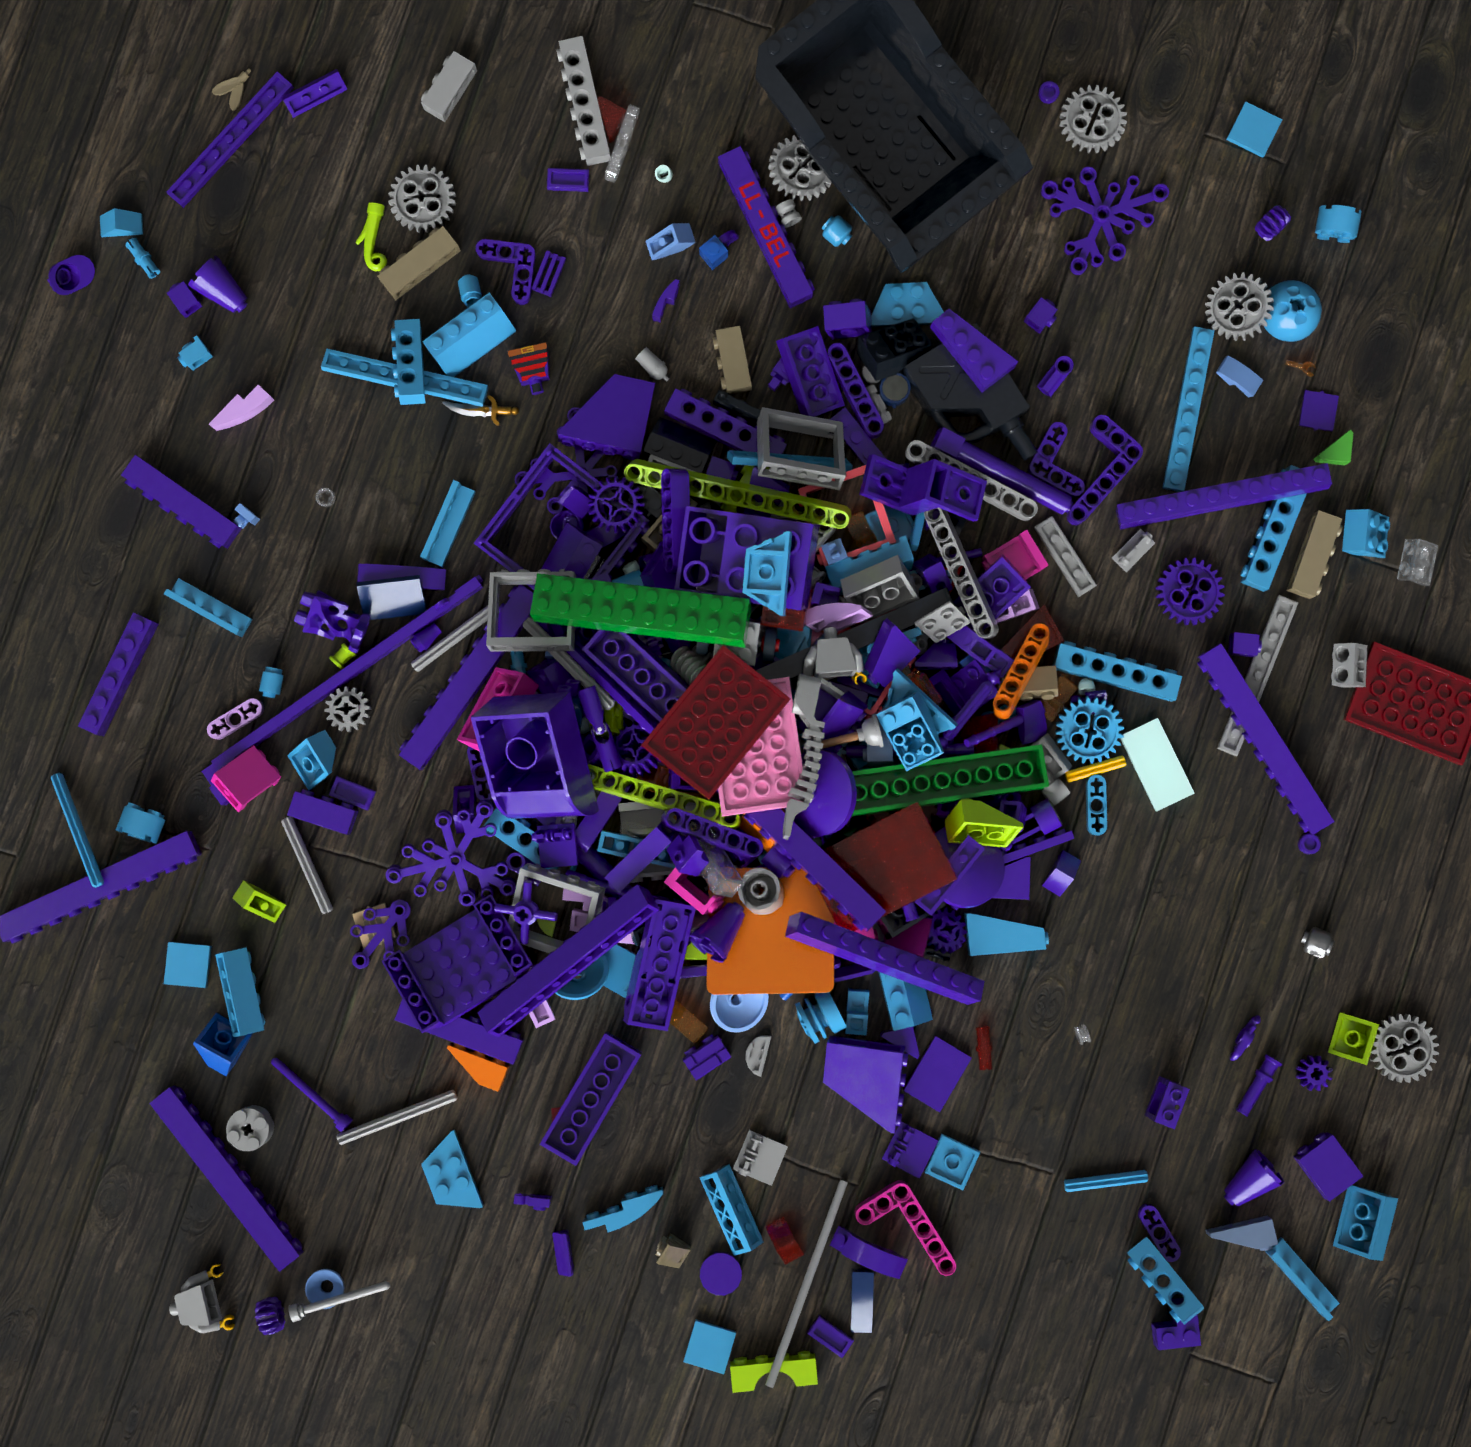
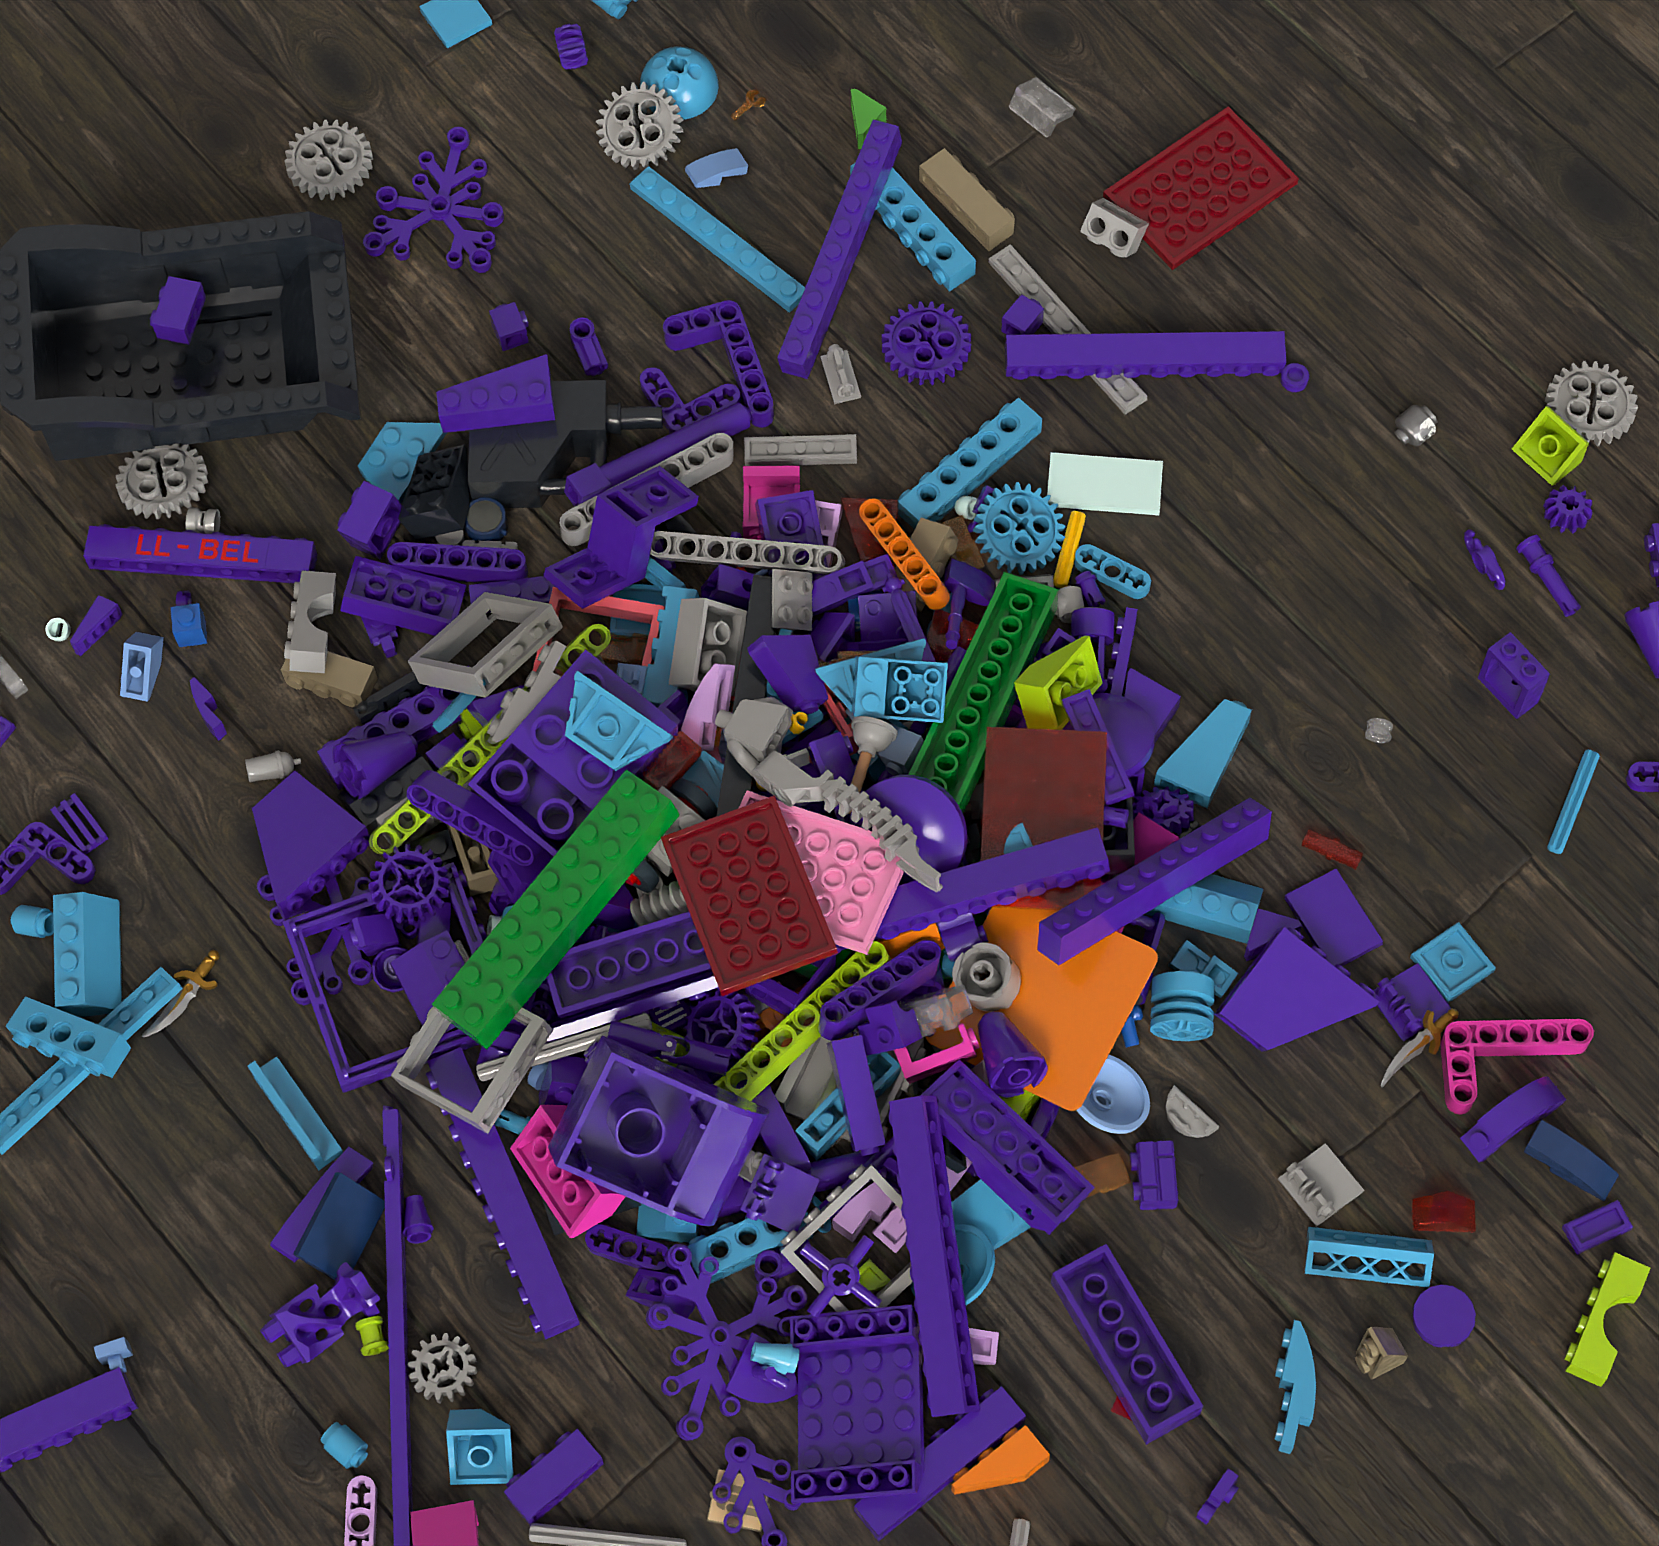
camera: 55 degrees left, 20 degrees down
(209, 607) = (197, 1472): dark azure fence -> none
(319, 495) = (166, 1237): clear bush -> none
(352, 793) = (548, 1428): dark purple tile -> none
(449, 897) = (760, 1382): none -> dark purple shield
(450, 640) = (439, 1185): light grey axle -> none
(461, 902) = (780, 1356): none -> medium azure cone
(531, 366) = (173, 903): torso -> none
(563, 1253) = (1309, 1499): dark purple slope -> none
(684, 194) = (96, 623): none -> dark purple slope
(686, 429) = (372, 760): none -> dark purple cone
(709, 1346) = (1532, 1383): dark azure tile -> none
(764, 504) = (519, 702): none -> light grey slope
(777, 319) = (309, 644): none -> light grey arch
(806, 1284) = (1514, 1214): light grey piece -> none
(837, 231) = (261, 481): dark azure head -> none
(852, 864) = (1017, 839): none -> dark azure tile
(891, 1175) = (1416, 1046): none -> piece
(907, 105) = (178, 310): none -> dark purple brick
(1048, 92) = (266, 188): dark purple tile -> none
(1062, 873) = (1172, 651): dark purple slope -> none
(1074, 798) = (1090, 589): none -> dark purple pin
(1318, 410) = (808, 115): dark purple piece -> none
(1365, 533) = (975, 137): dark azure slope -> none

